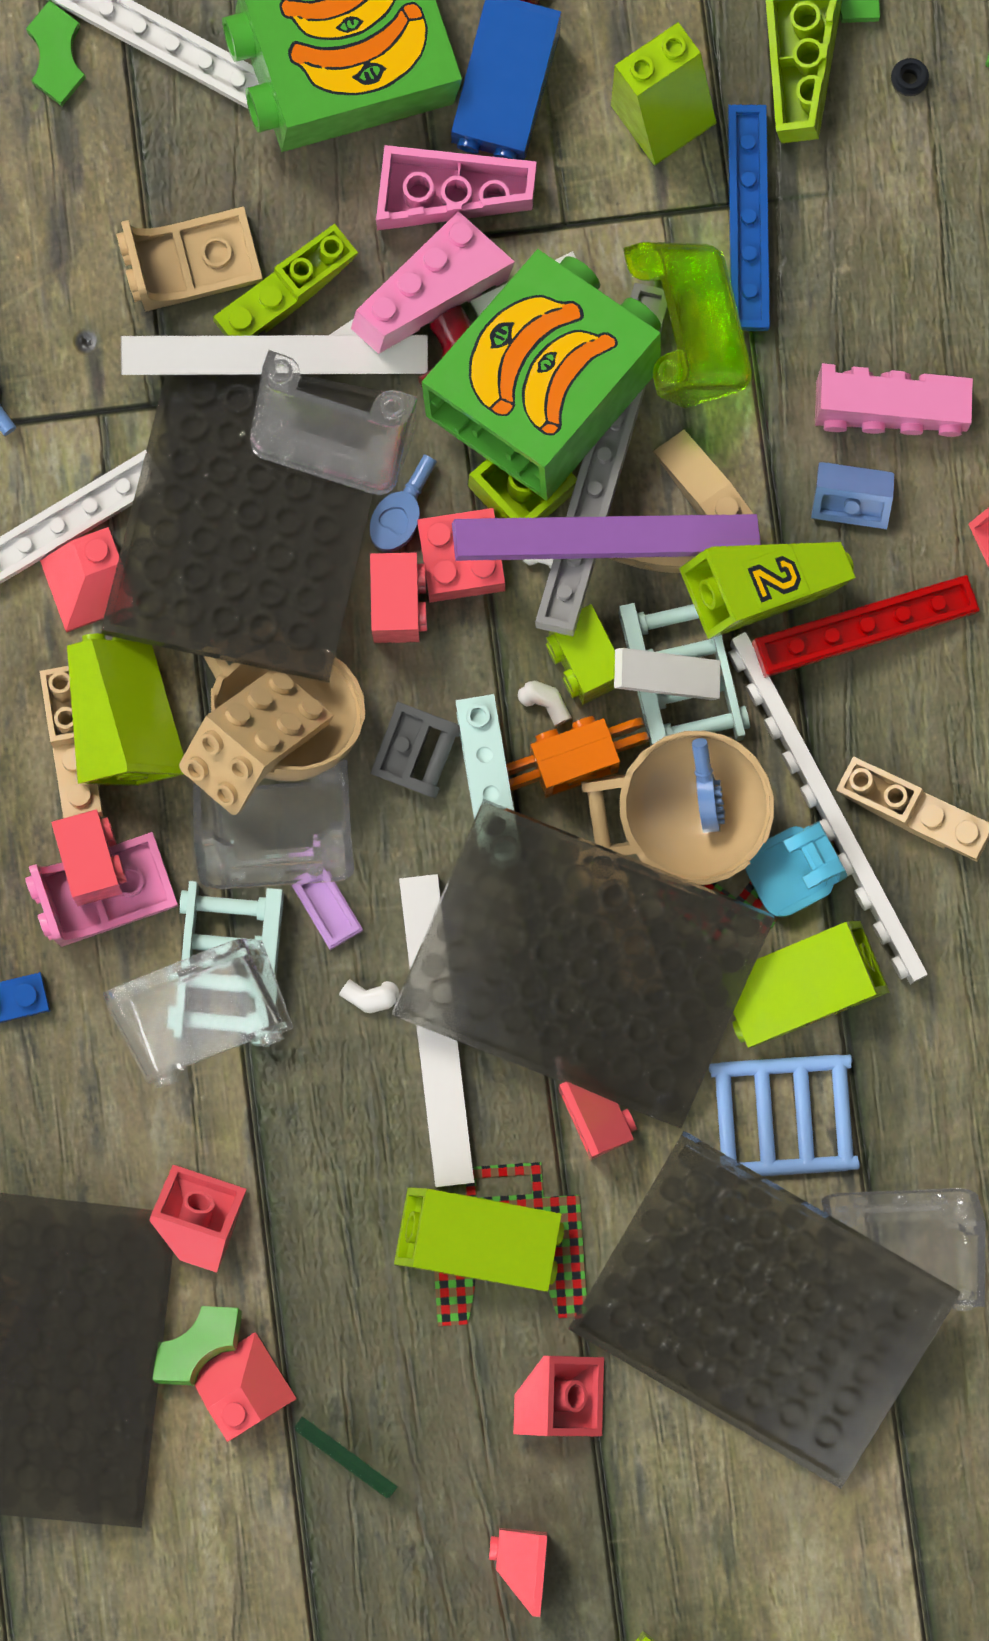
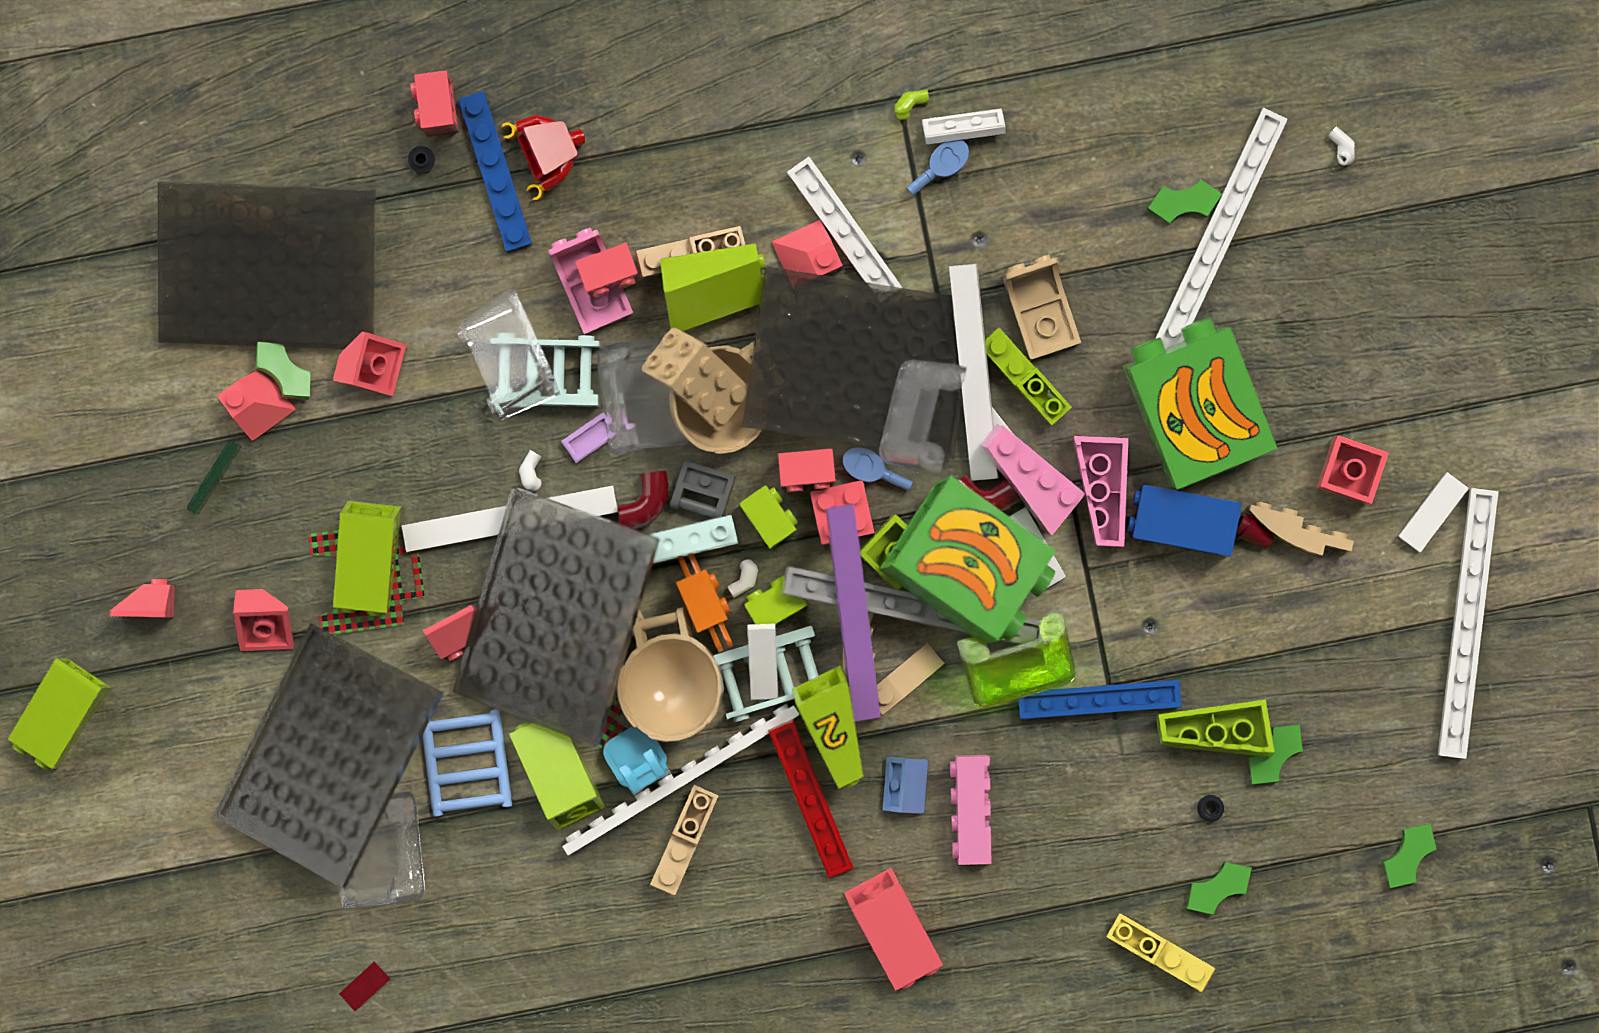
camera: 85 degrees right, 5 degrees up
(429, 827) = (650, 503): none -> dark red cylinder
(460, 655) = (768, 516): none -> lime brick
(663, 94) = (1177, 633): lime slope -> none
(709, 794) = (684, 695): medium blue piece -> none

